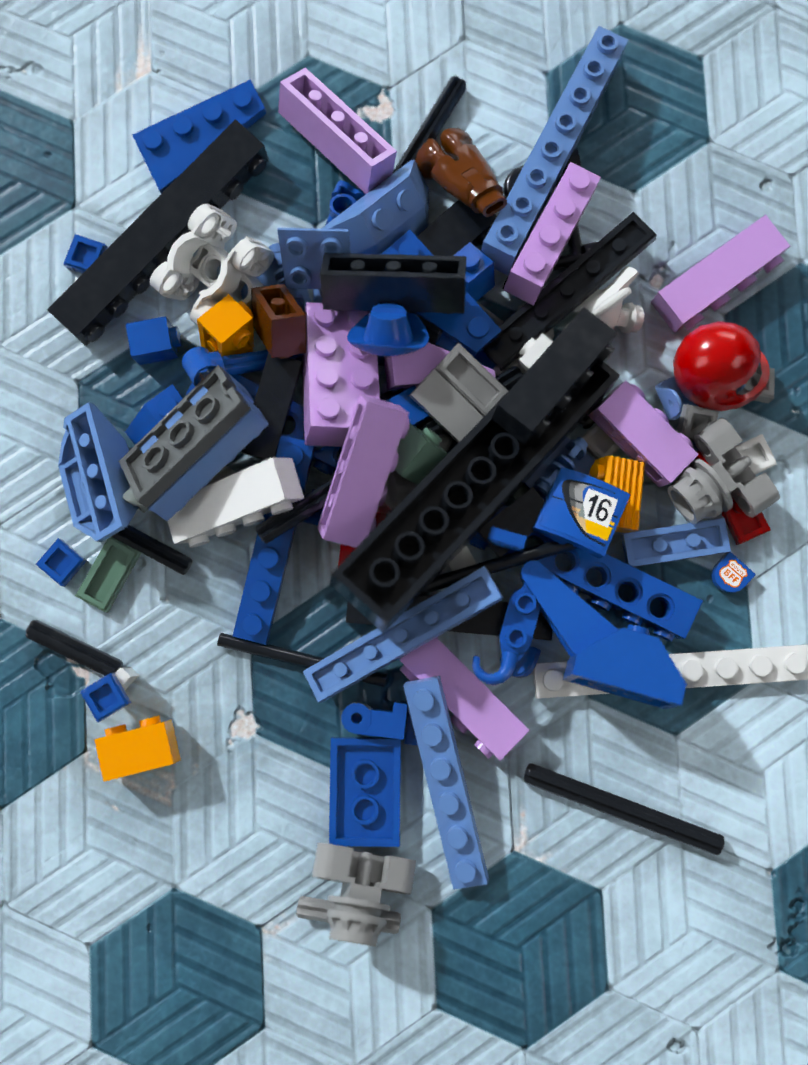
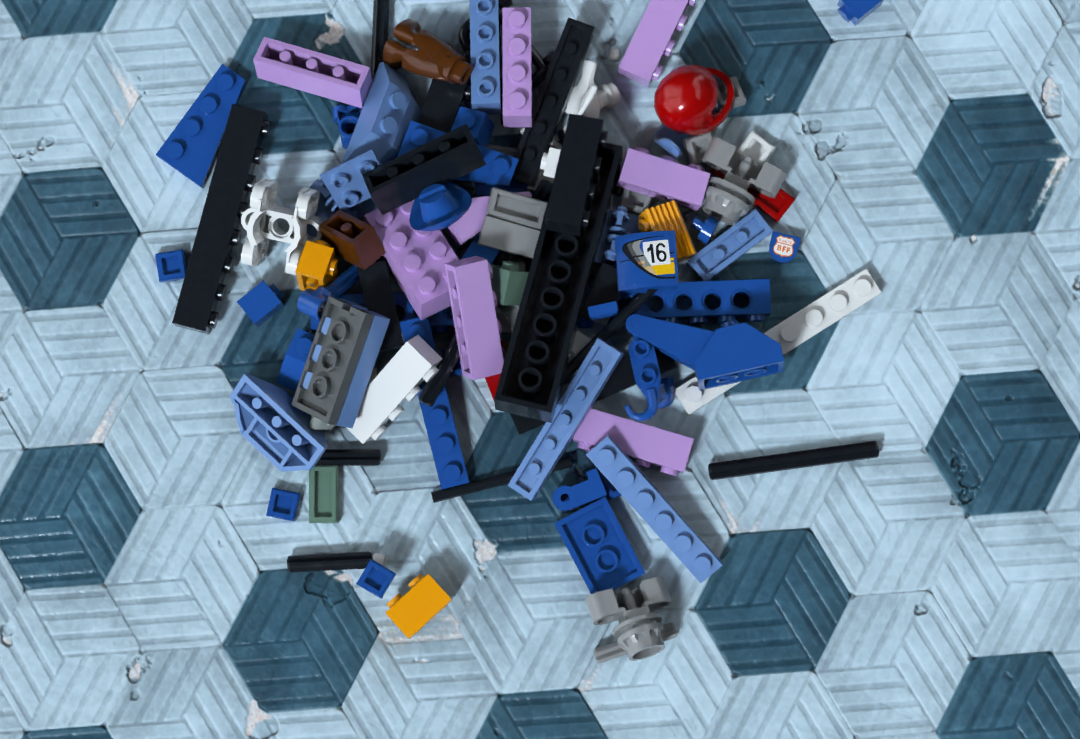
camera: 20 degrees left, 0 degrees up
(660, 510) = (705, 227): none -> blue tile

